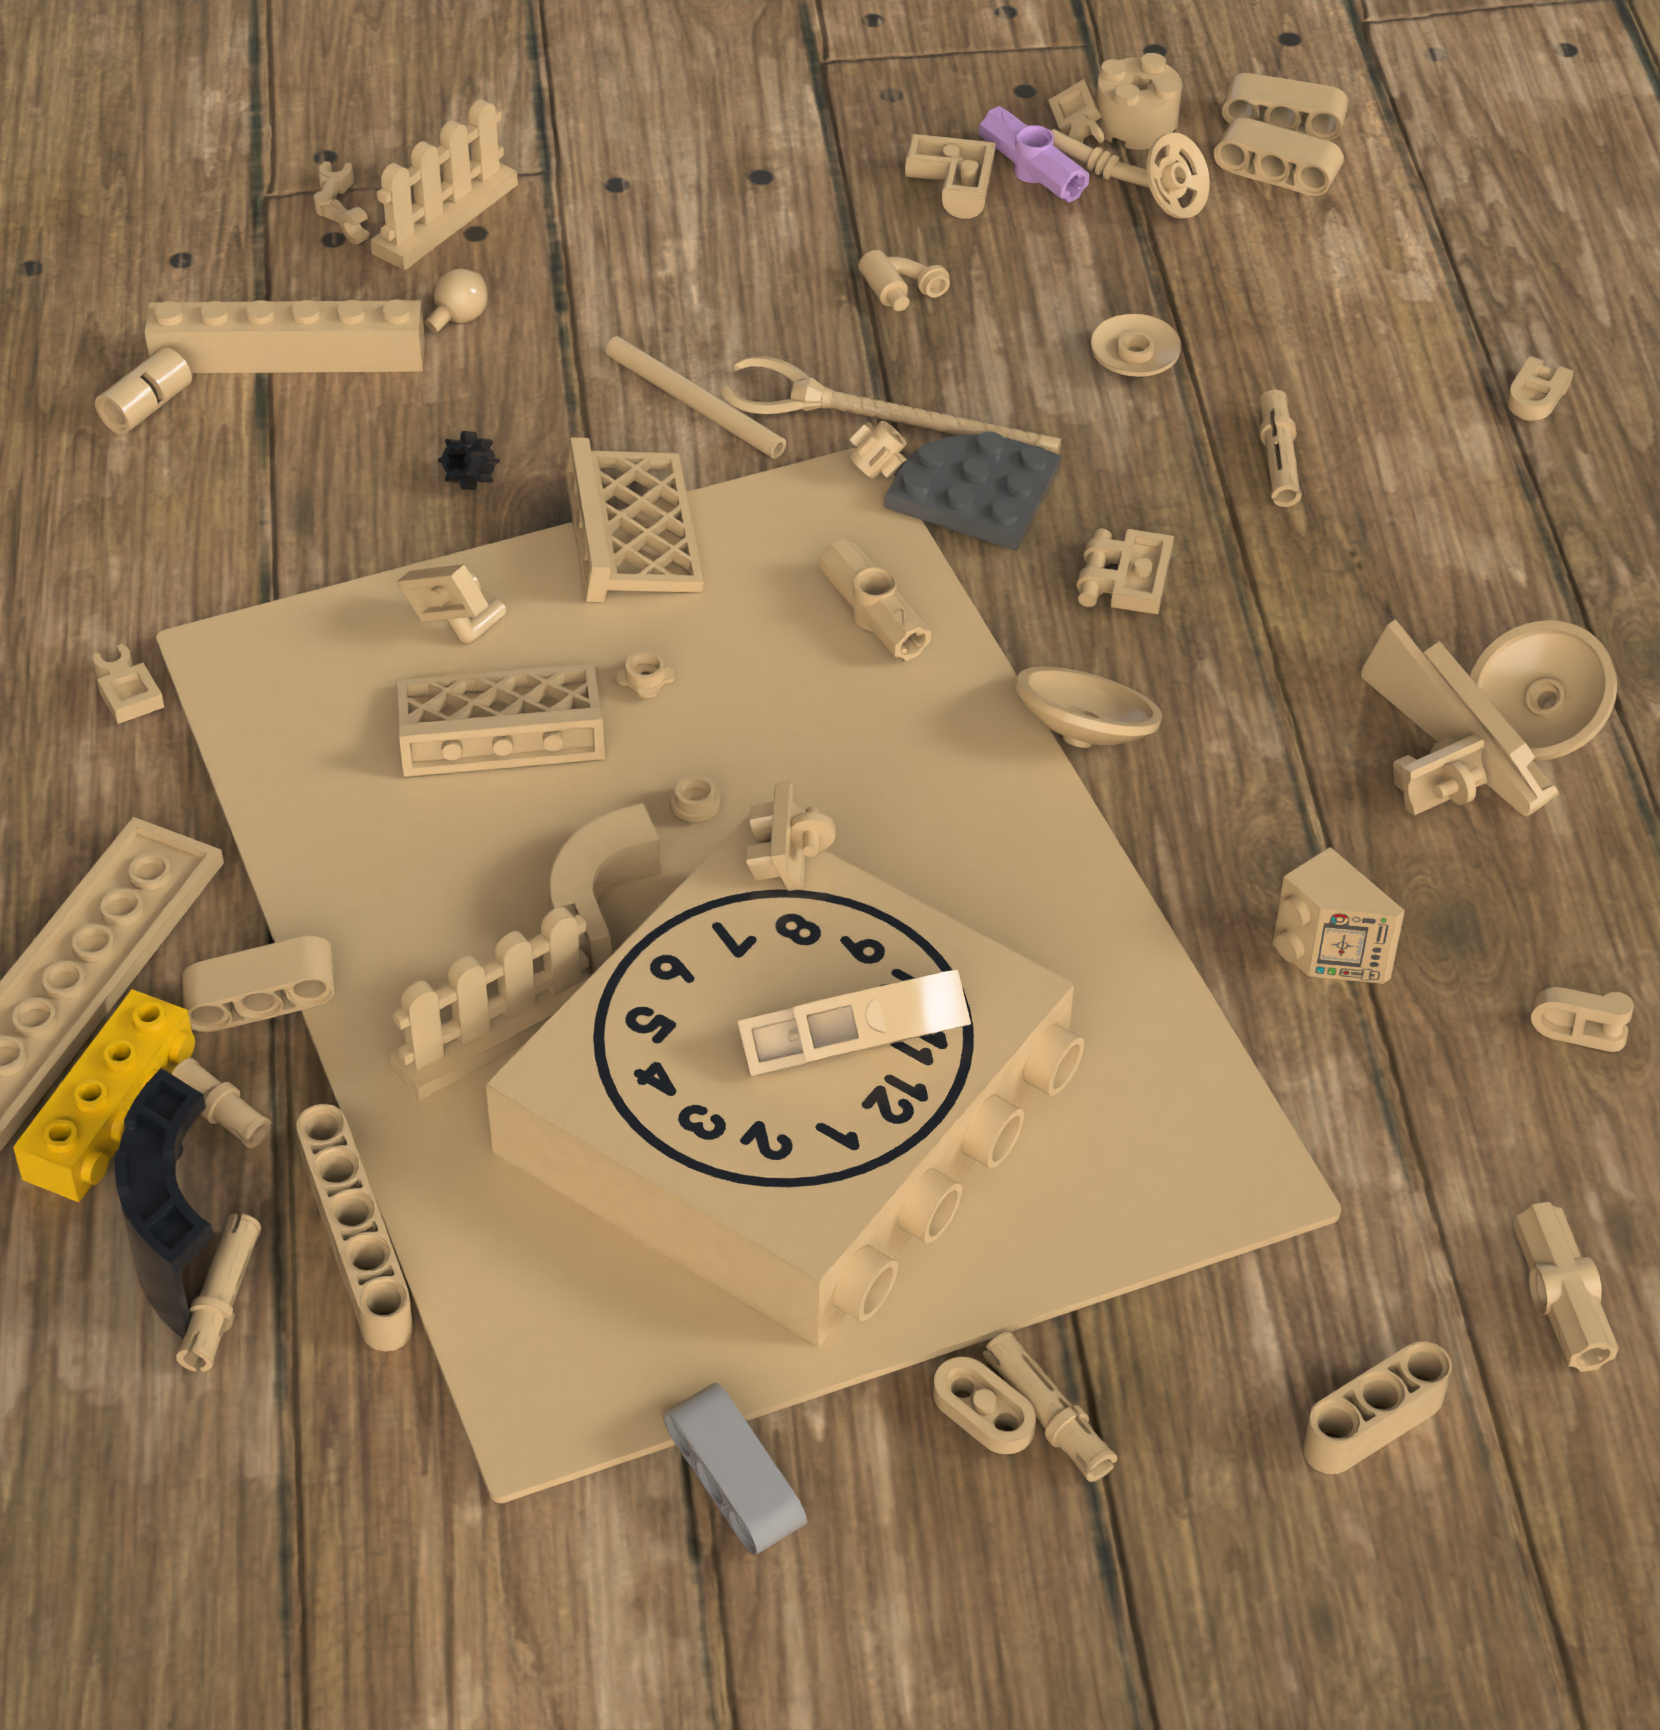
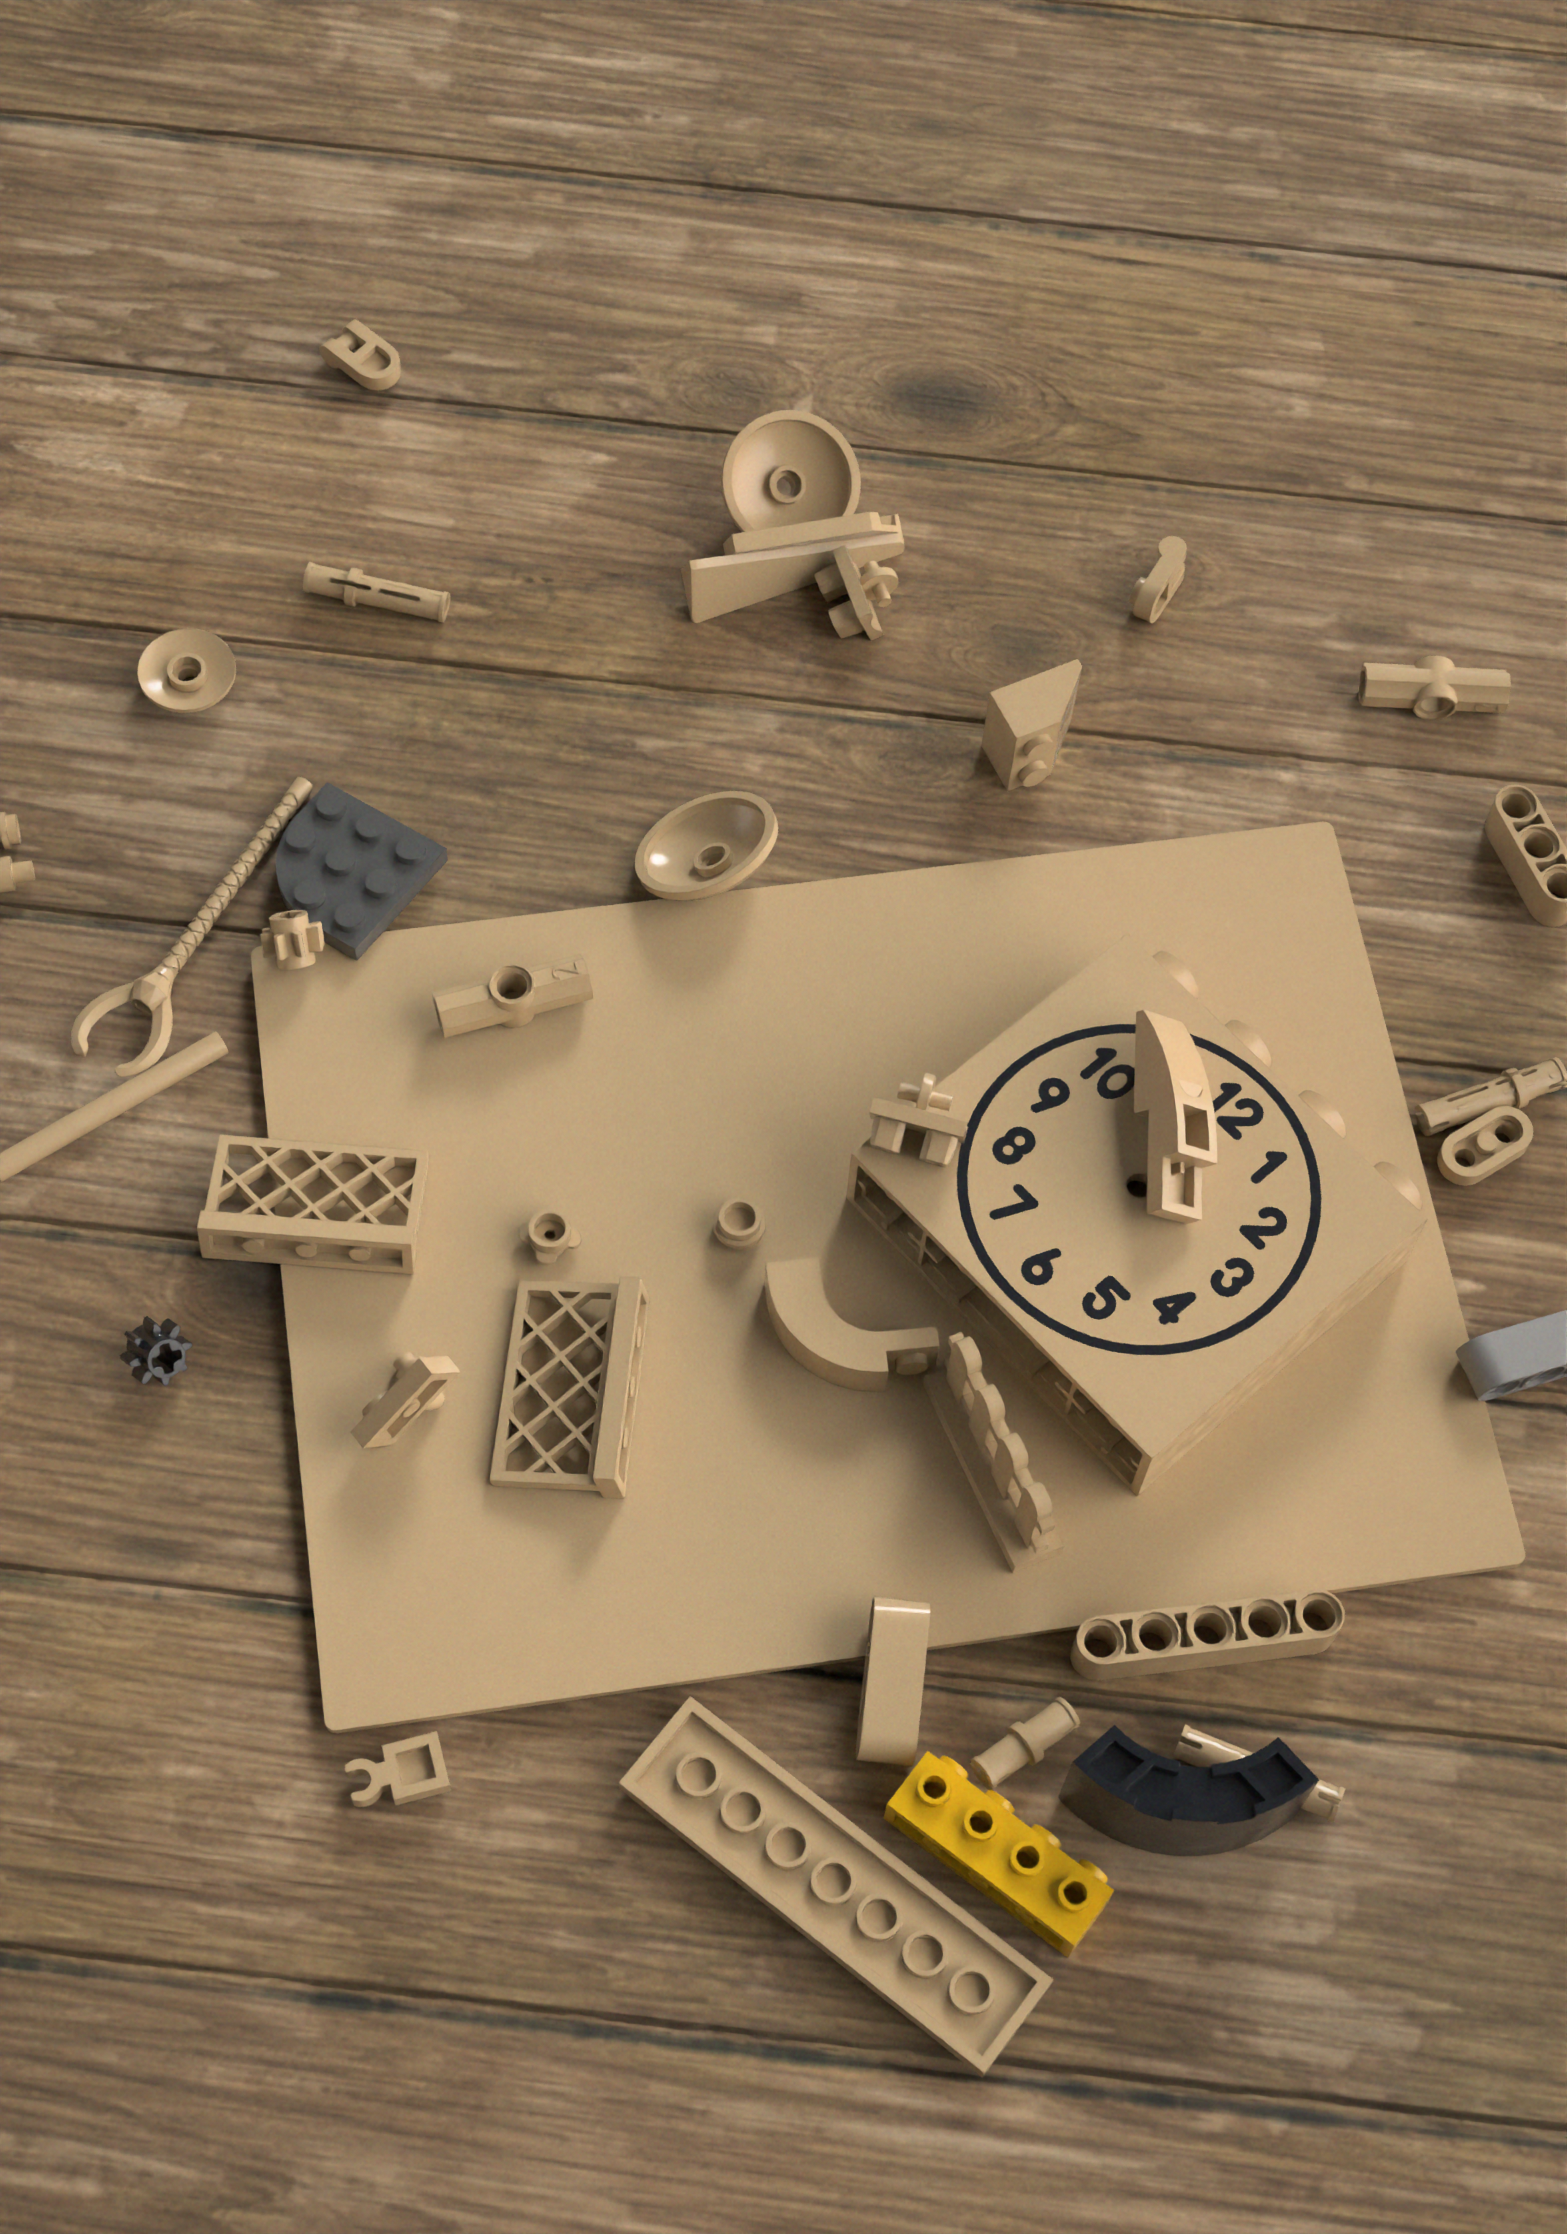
camera: 80 degrees left, 15 degrees up
(1140, 573) = (516, 758): tan plate -> none

